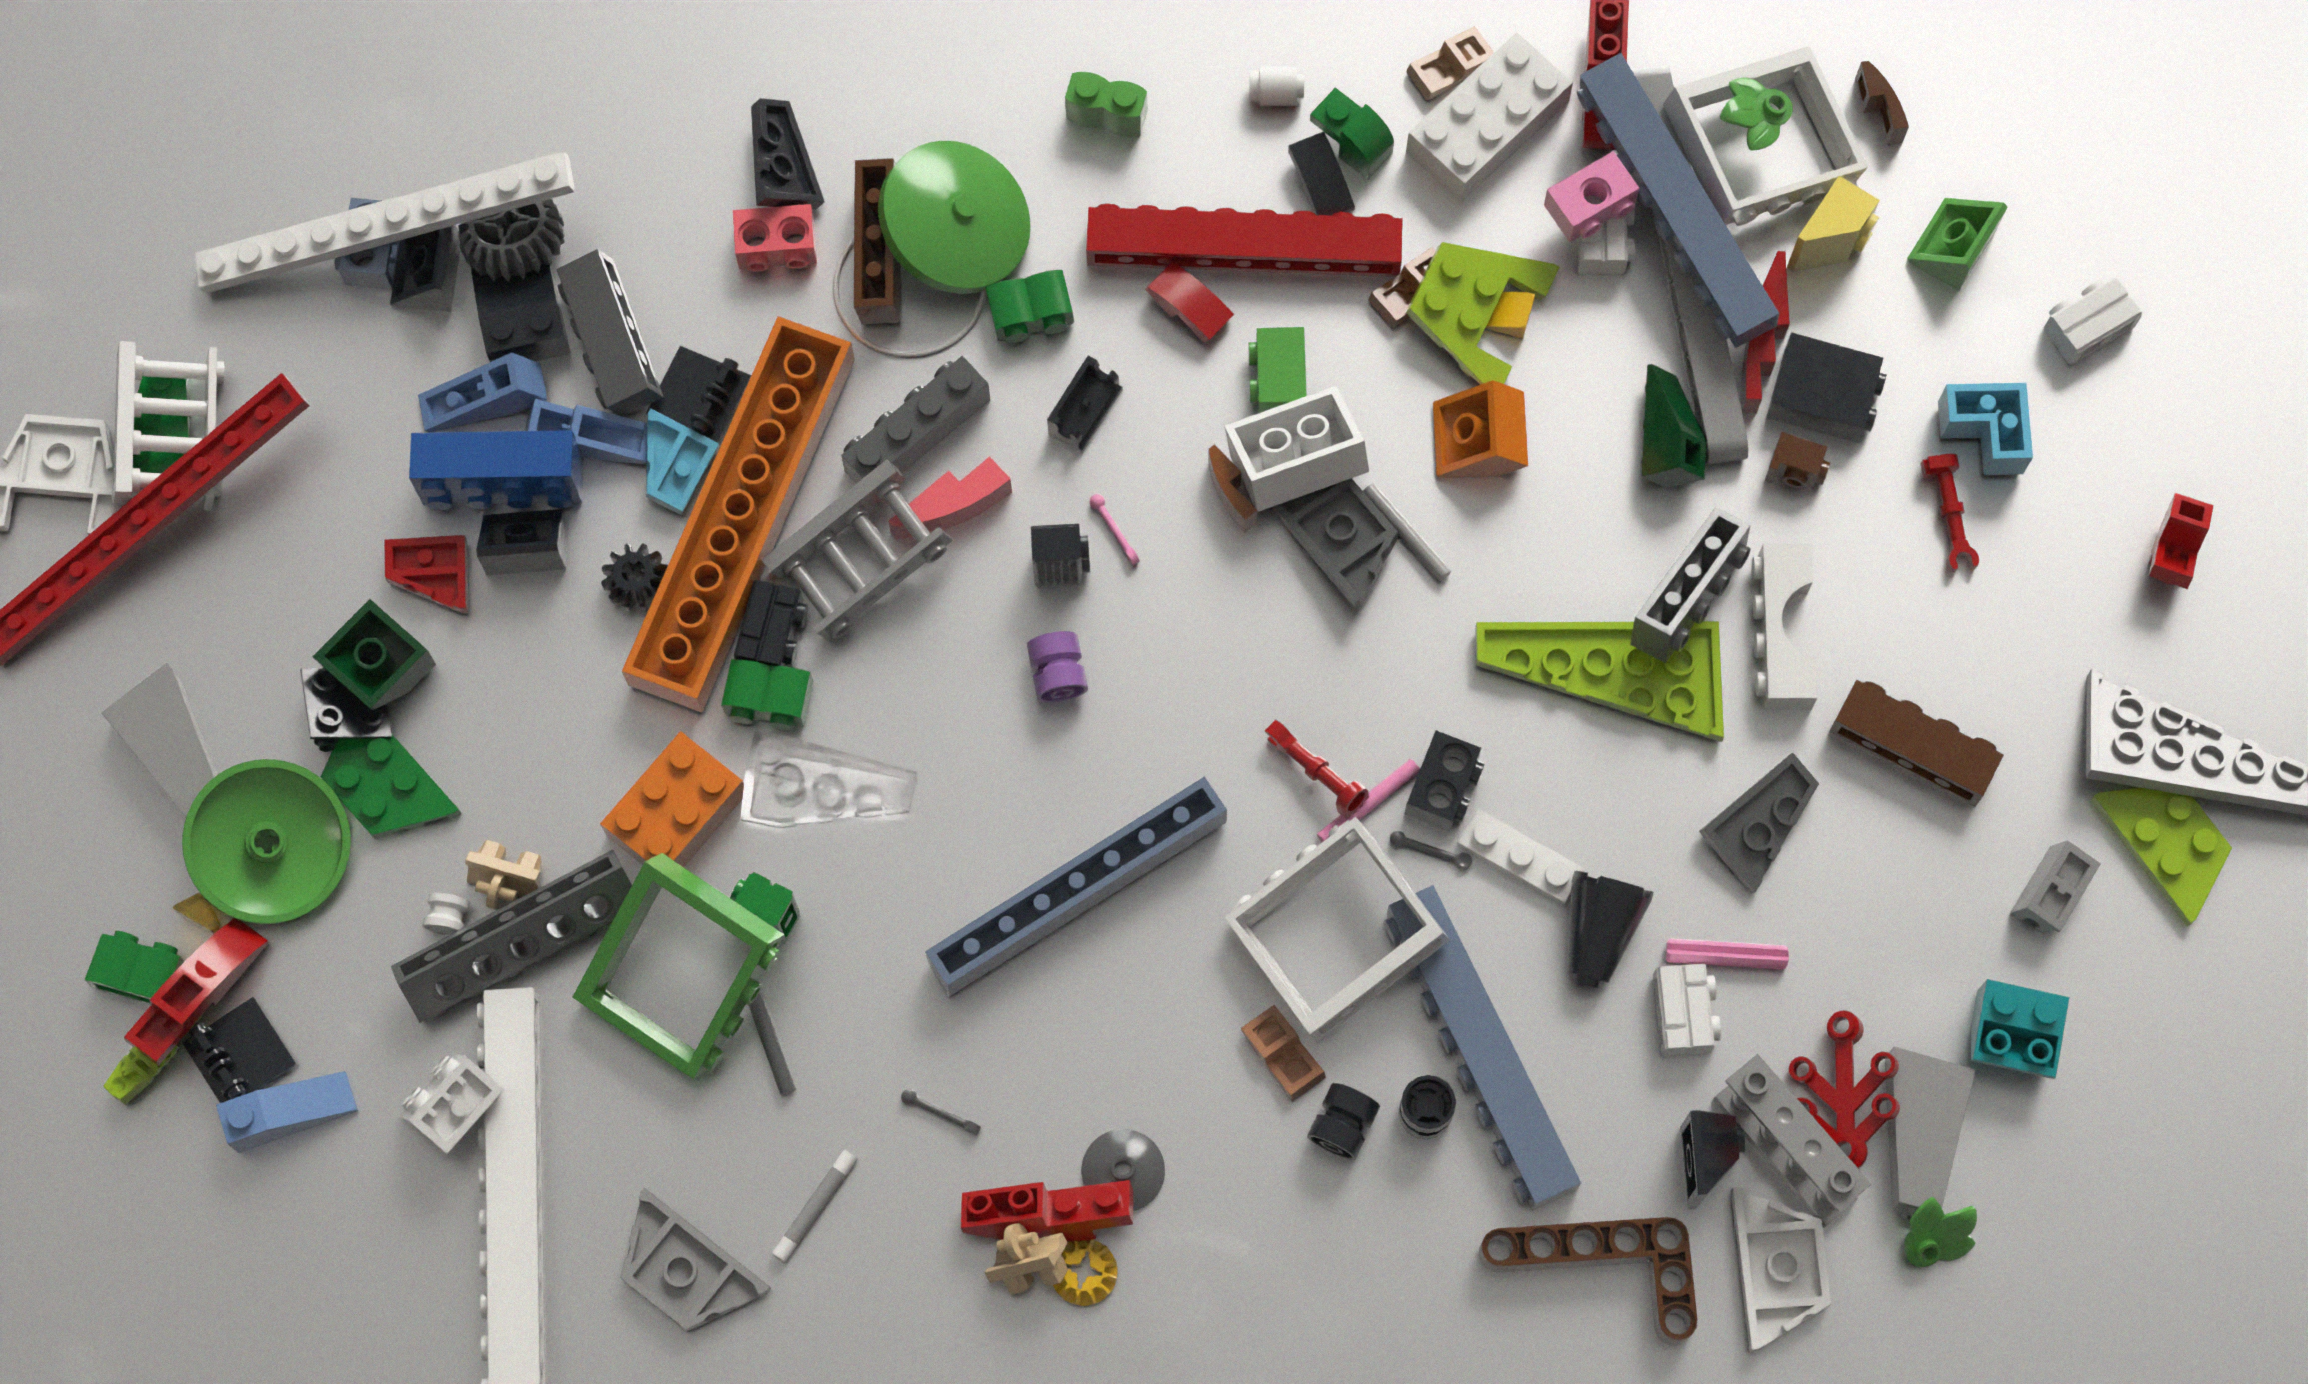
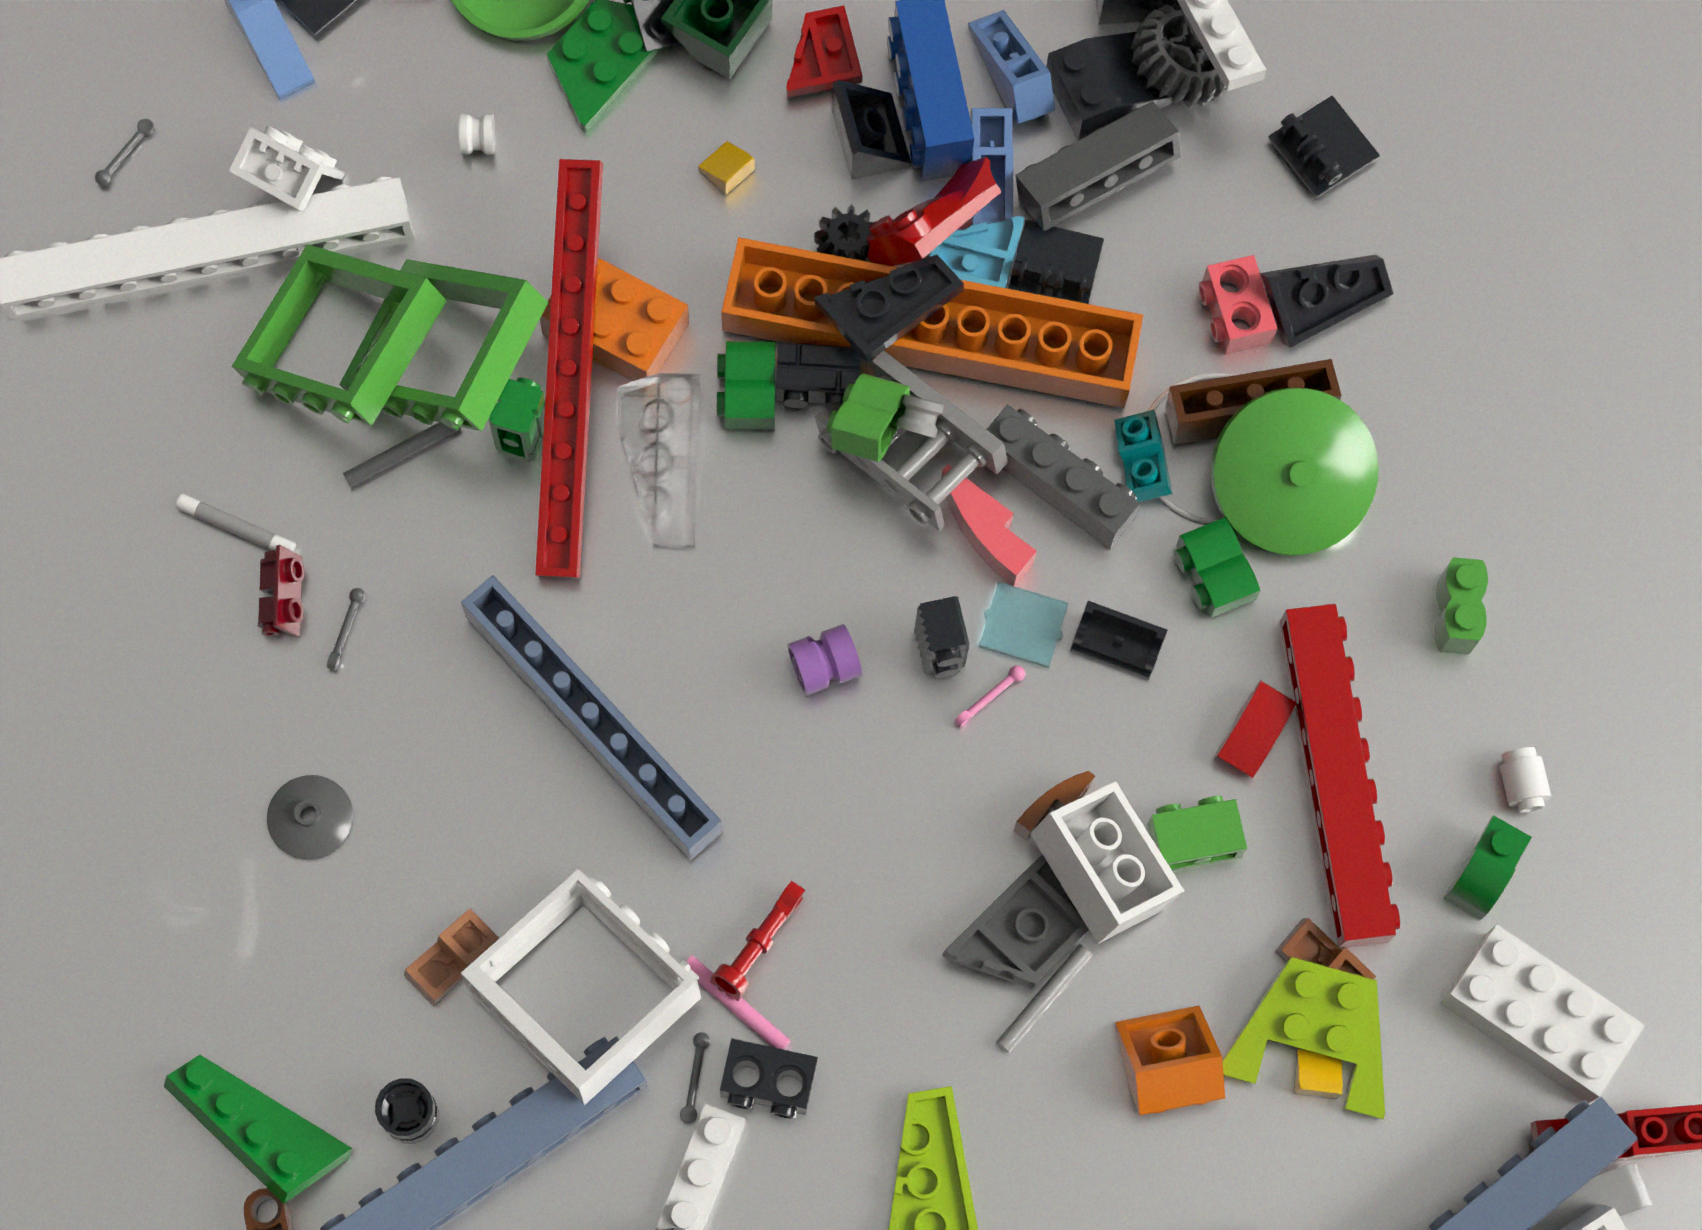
camera: 75 degrees right, 0 degrees up
(362, 1250) = (146, 129): none -> dark grey hinge
(493, 937) = (457, 191): dark grey brick -> none
(502, 878) = (528, 162): tan hips -> none
(529, 680) = (727, 166): none -> yellow slope
(557, 1085) = (385, 364): none -> bright green window
(626, 132) = (1323, 146): none -> black hinge
(640, 483) = (931, 222): none -> red slope
(683, 1268) = (157, 413): light grey wing -> none
(726, 540) = (887, 308): none -> black wing
(726, 848) = (569, 368): none -> red plate
(834, 577) = (867, 417): none -> bright green brick
(844, 530) = (920, 416): none -> light grey wheel
(879, 1163) = (281, 573): none -> dark red hinge
(907, 350) = (1143, 455): none -> teal slope
(1025, 1253) = (196, 732): tan hips -> none
(1050, 487) = (1023, 624): none -> clear light blue piece
(1067, 1211) = (247, 744): red slope -> none
(1094, 1288) = (212, 807): yellow gear -> none
(1321, 175) = (1430, 845): black slope -> none
(1345, 1117) = (381, 1027): black wheel -> none
(1425, 1245) = (260, 1132): none -> green wing
(1450, 64) = (1598, 965): medium nougat slope -> none
(1603, 178) = (1487, 1142): bright pink brick -> none
(1608, 248) = (1434, 1161): white brick -> none

